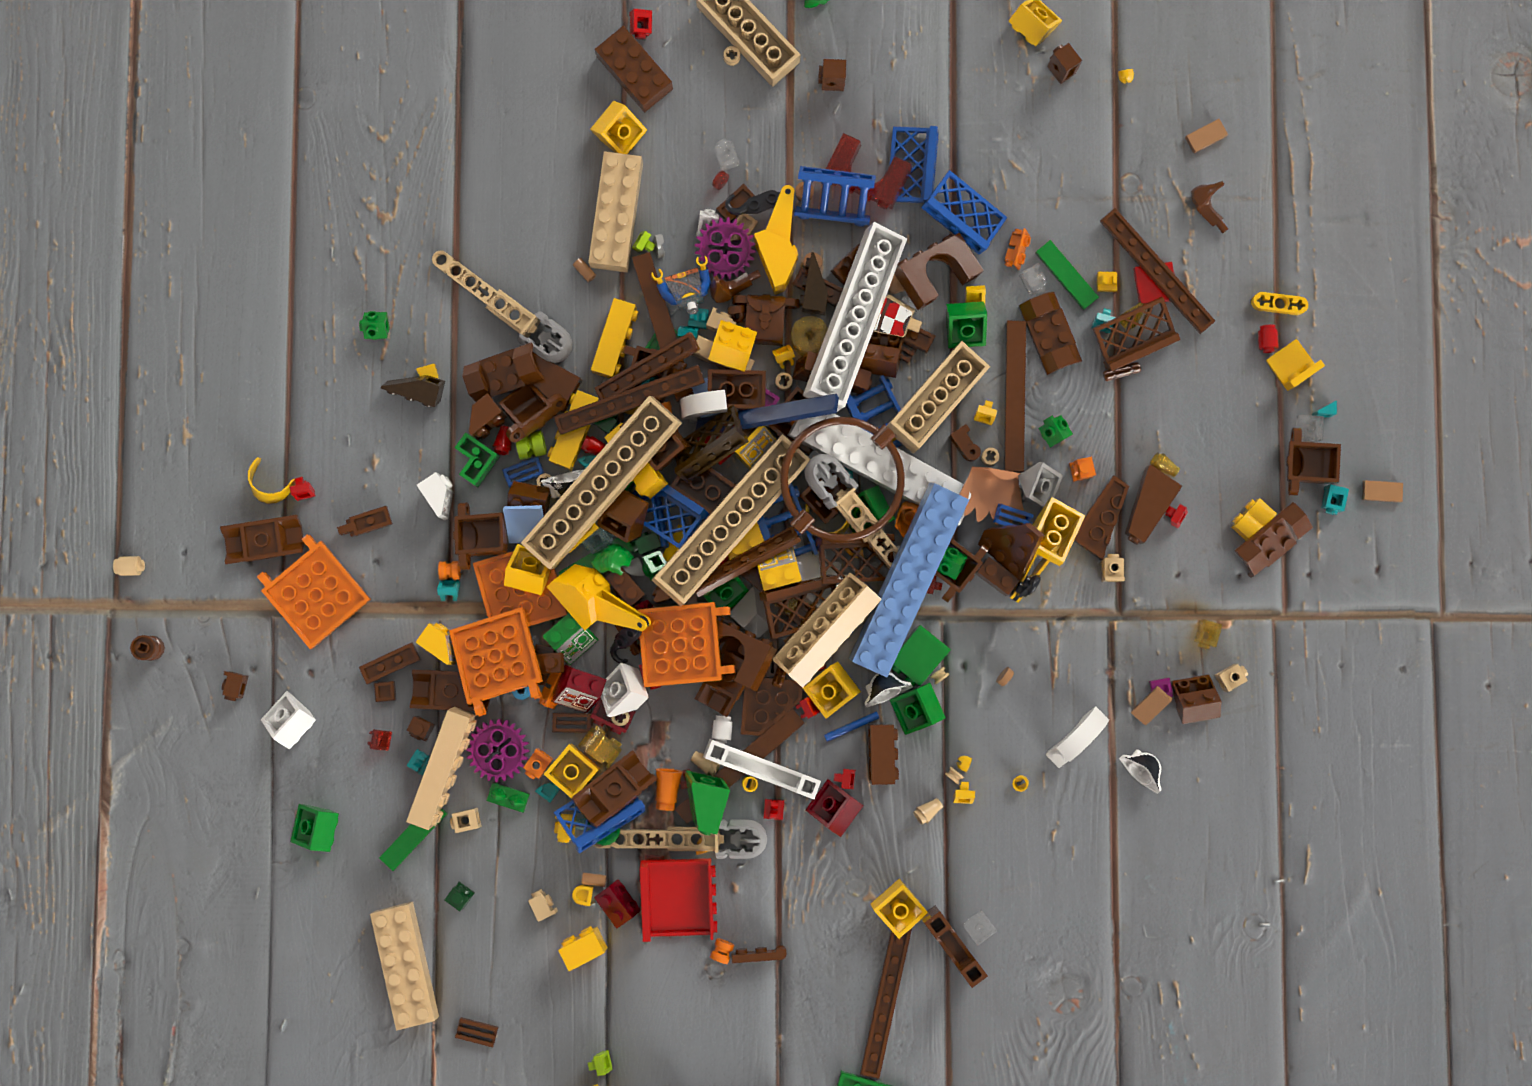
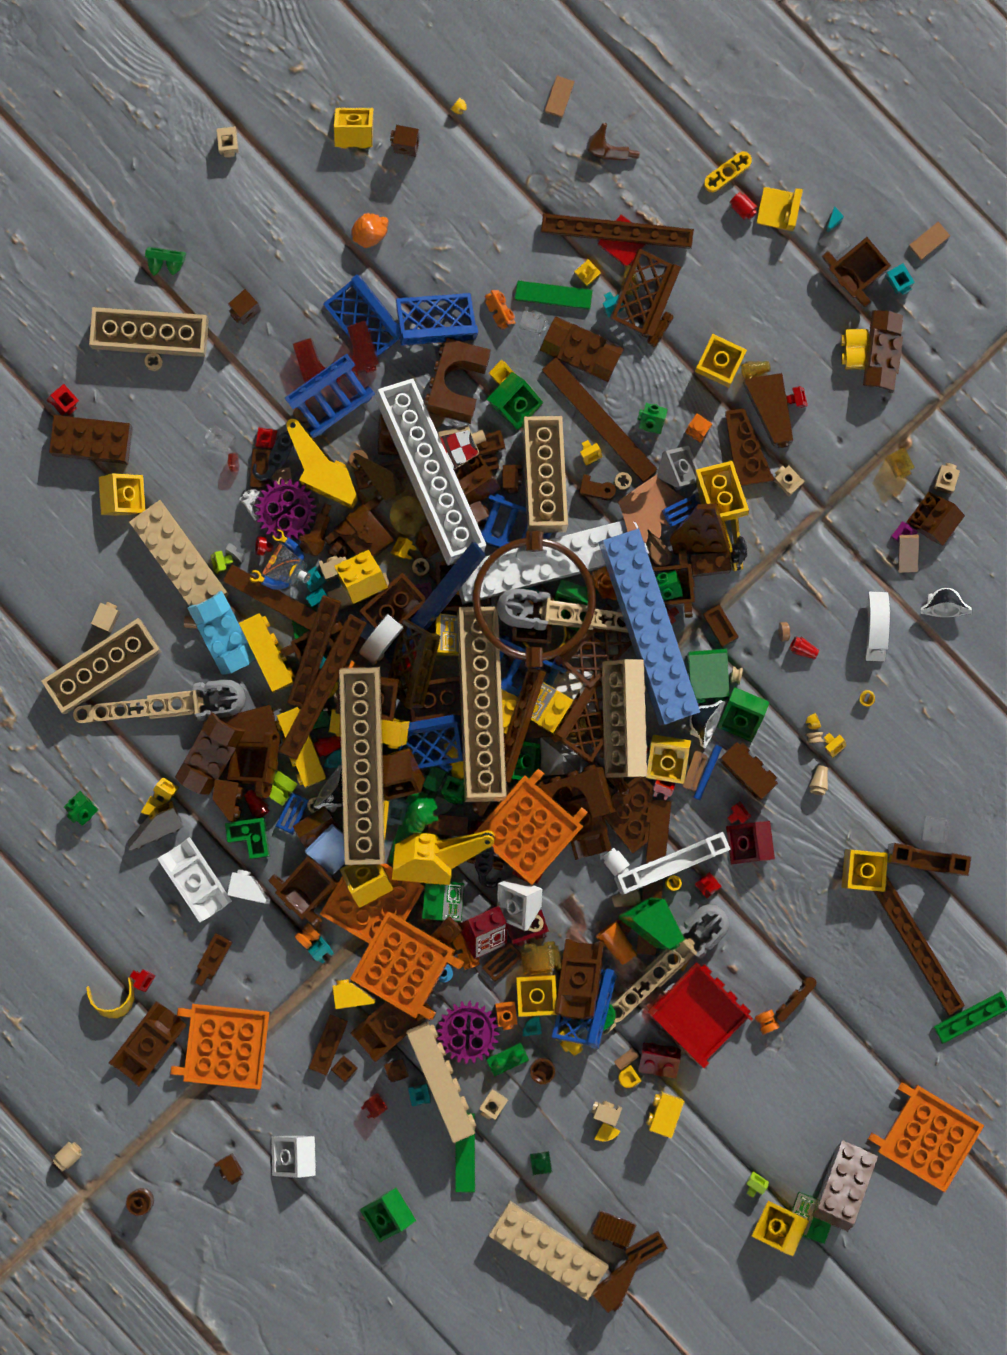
camera: 40 degrees left, 0 degrees up
(407, 453) = (195, 880): none -> white piece
(424, 1039) = (614, 1287): none -> reddish brown slope
(448, 368) = (165, 789): none -> yellow tile
(466, 995) = (613, 1229): none -> reddish brown brick
(486, 237) = (101, 666): none -> tan brick
(524, 205) = (106, 616): none -> tan brick
(524, 830) = (542, 1071): none -> reddish brown wheel
(528, 920) = (606, 1132): none -> yellow tile
(594, 294) = (222, 633): none -> medium azure piece
(684, 259) = (262, 546): none -> red tile
(760, 184) = (266, 438): none -> red tile
(843, 717) = (695, 771): none -> medium nougat tile
(910, 378) = (511, 478): none -> reddish brown brick
(962, 628) = (720, 625): none -> reddish brown tile
(968, 531) = (658, 551): none -> medium nougat tile
(977, 103) = (369, 230): none -> orange hair
(1008, 702) = (803, 648): none -> red cone
(1145, 435) = (720, 360): none -> yellow brick

